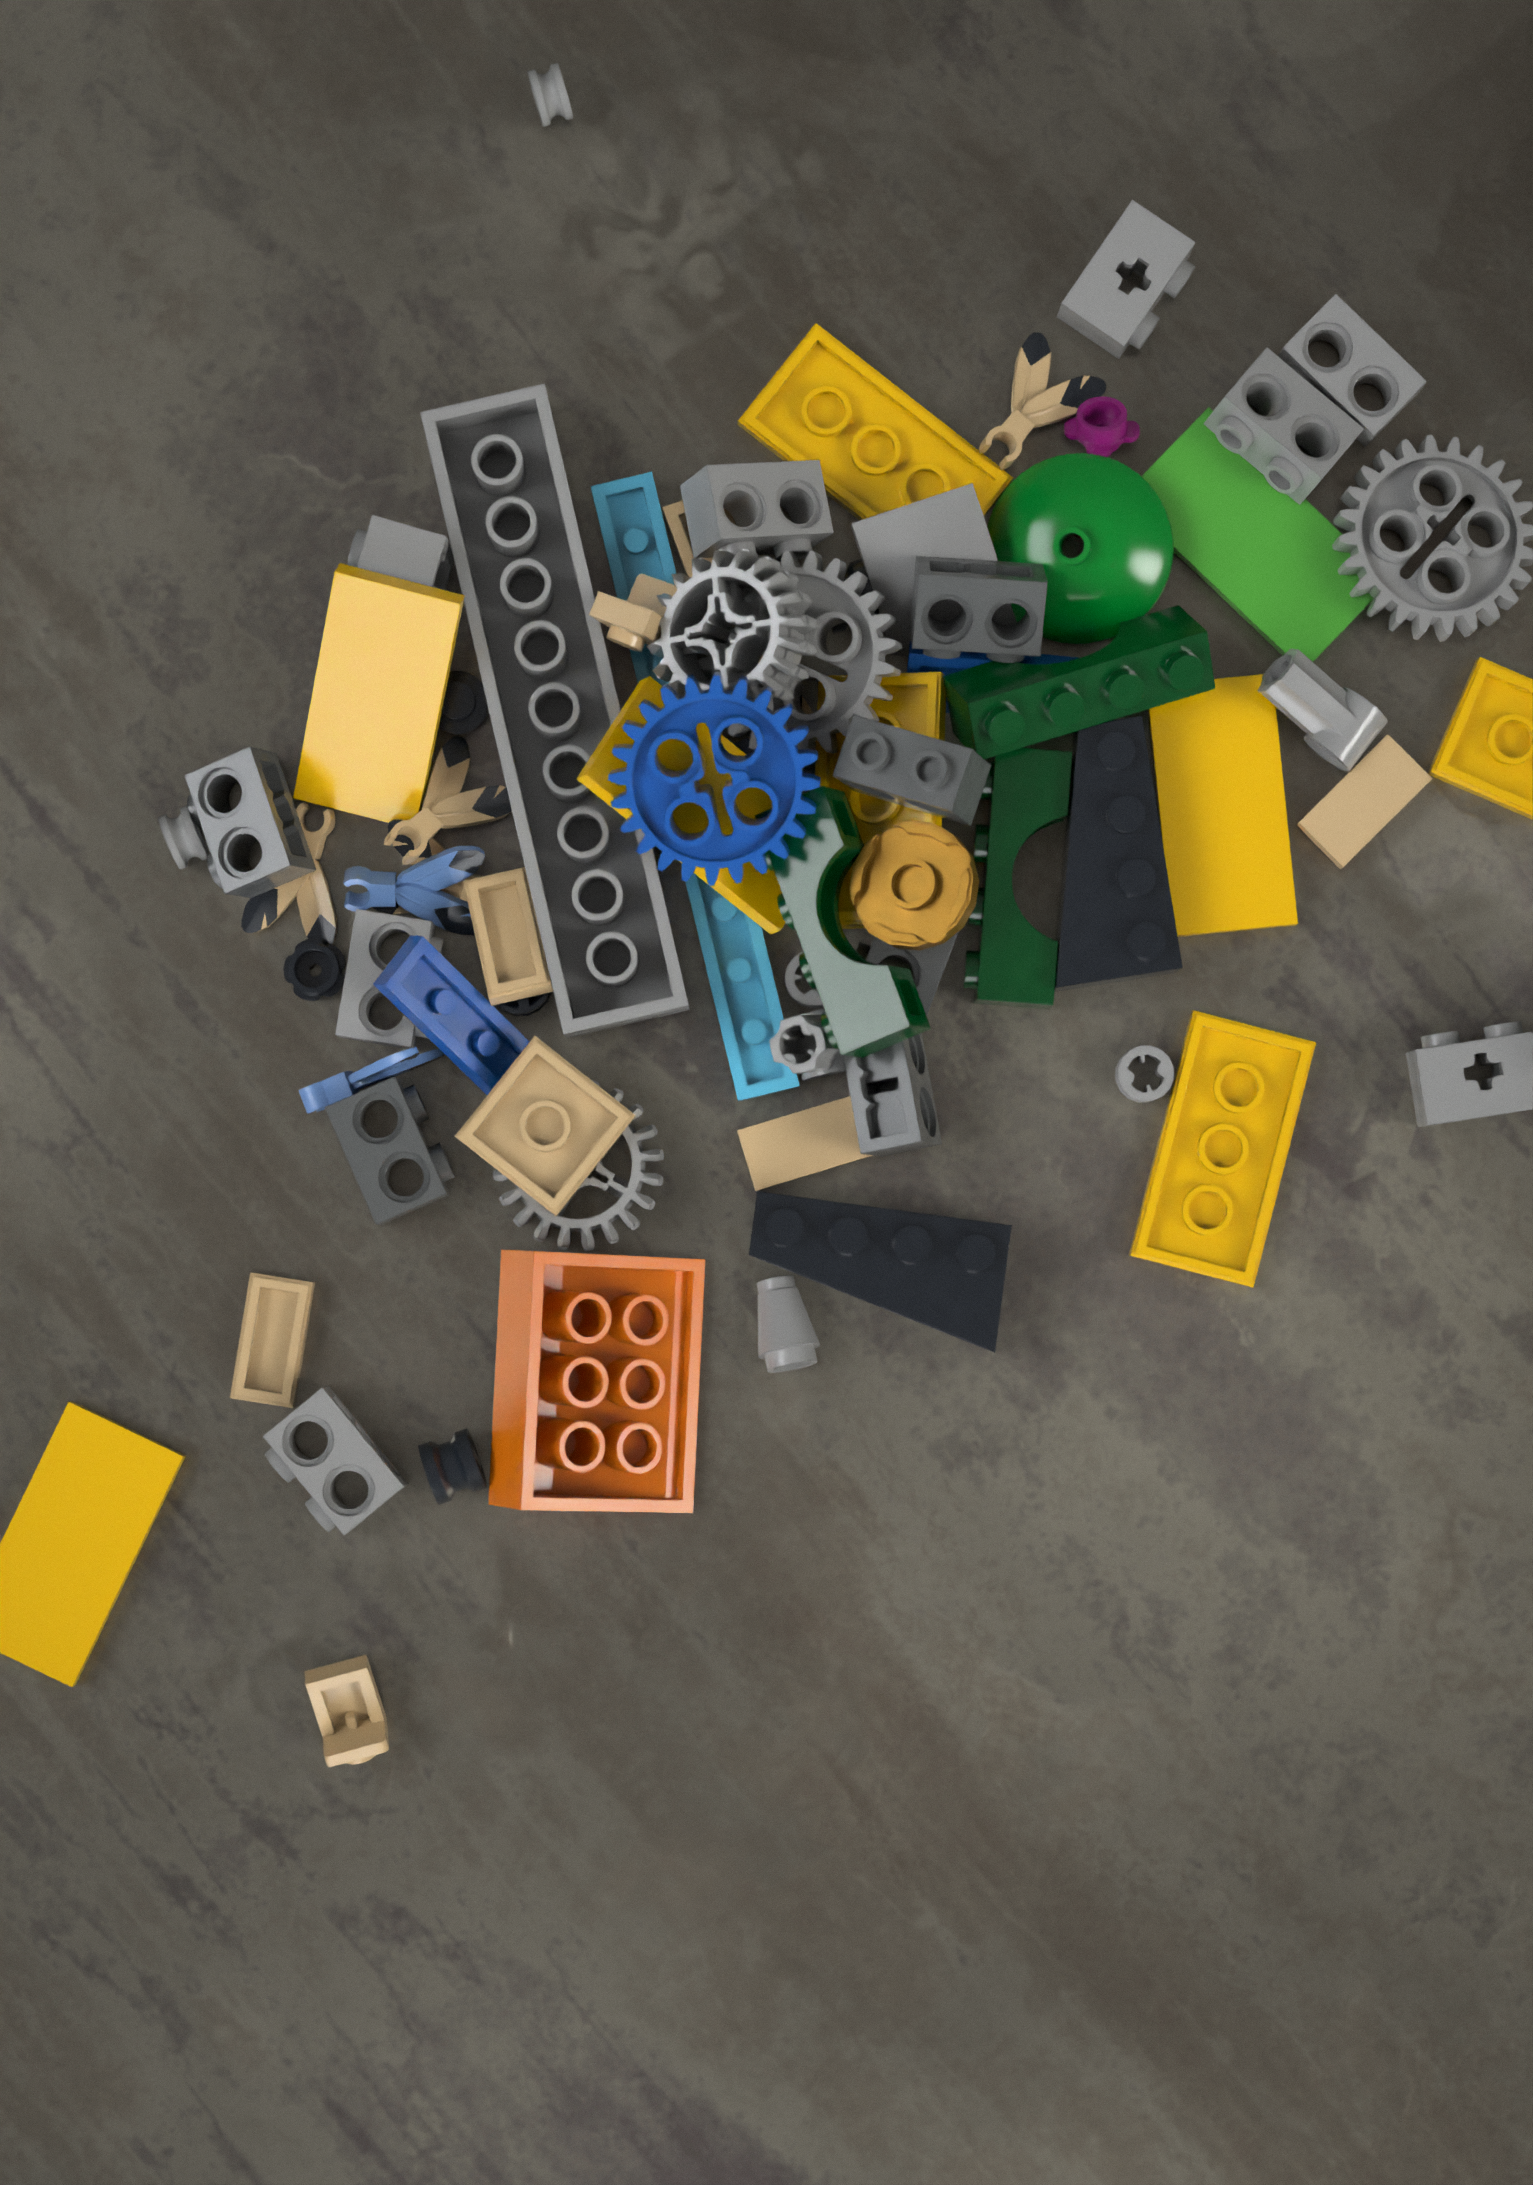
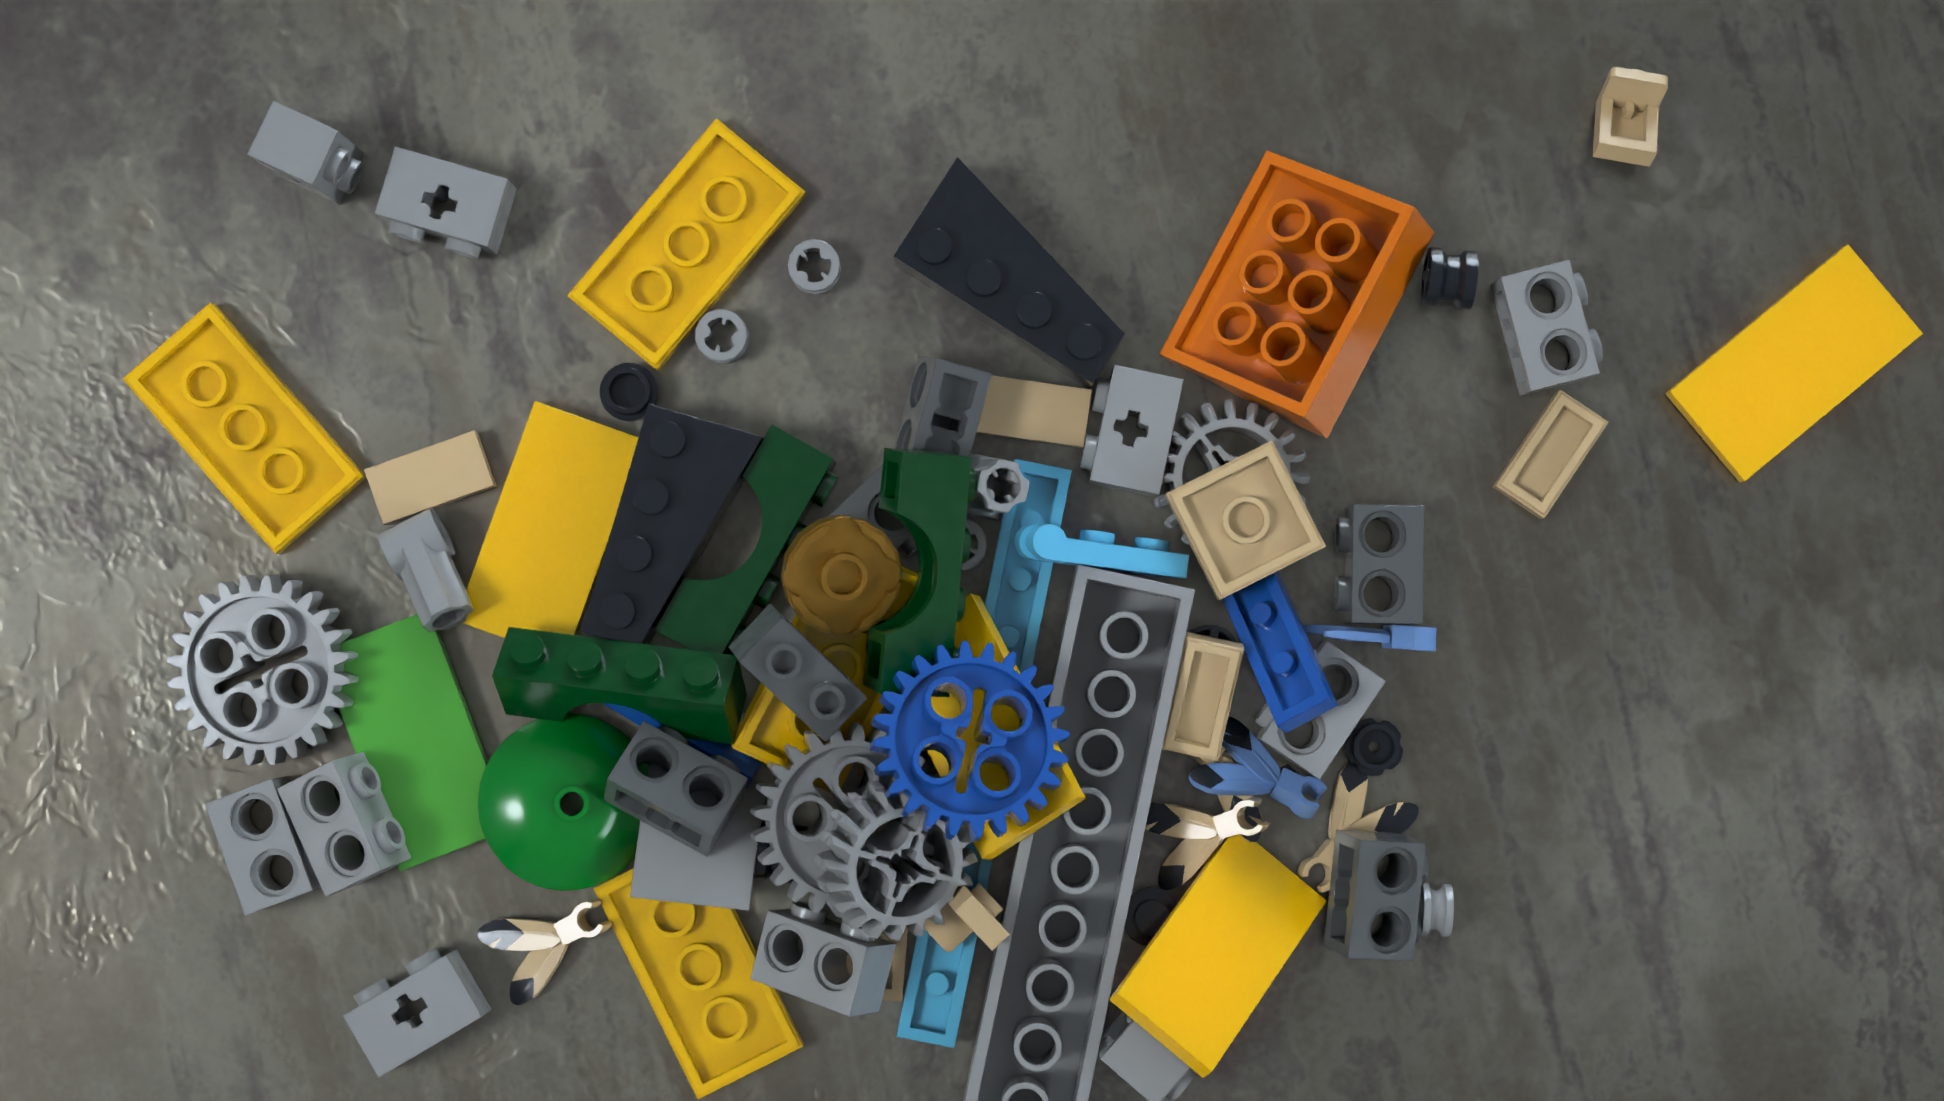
camera: 150 degrees left, 0 degrees up
(670, 1138) = (1155, 403): none -> light grey brick
(673, 1030) = (1098, 551): none -> medium azure plate
(784, 1326) = (1120, 266): light grey cone -> none
(1091, 1166) = (827, 255): none -> light grey bush
(1101, 426) = (498, 896): magenta plate -> none
(1210, 976) = (628, 391): none -> black plate

